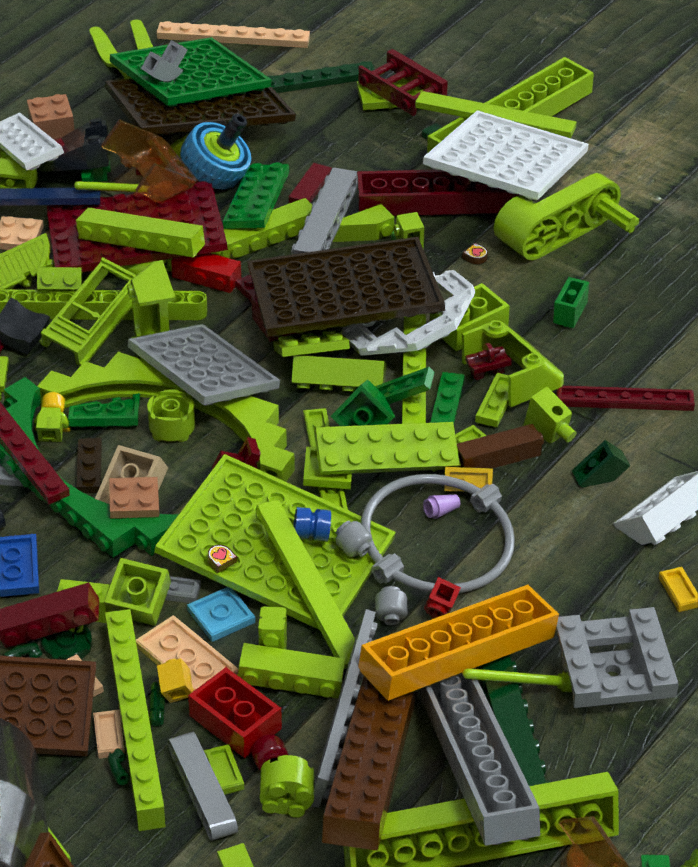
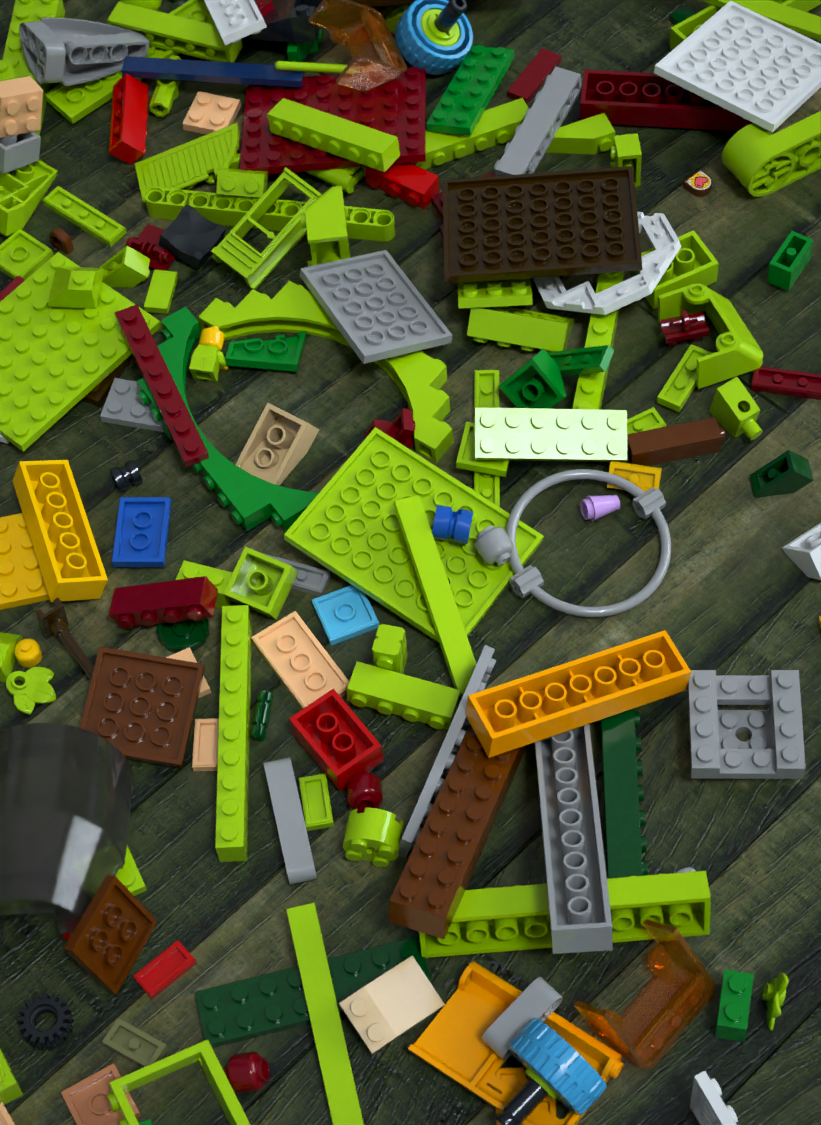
camera: 15 degrees right, 15 degrees up
(29, 649) = (134, 636): dark green arm -> none
(89, 465) = (239, 415): dark brown plate -> none
(116, 768) = (208, 787): dark green arm -> none
(134, 497) = (274, 468): nougat plate -> none
(171, 416) = (332, 366): lime brick -> none
(175, 680) = (282, 693): yellow brick -> none
(221, 557) = (349, 555): tile -> none
(391, 605) = (522, 627): light grey head -> none
(441, 598) = (576, 627): red brick -> none
(448, 398) = (631, 375): green plate -> none
(562, 680) = (635, 737): lime piece -> none

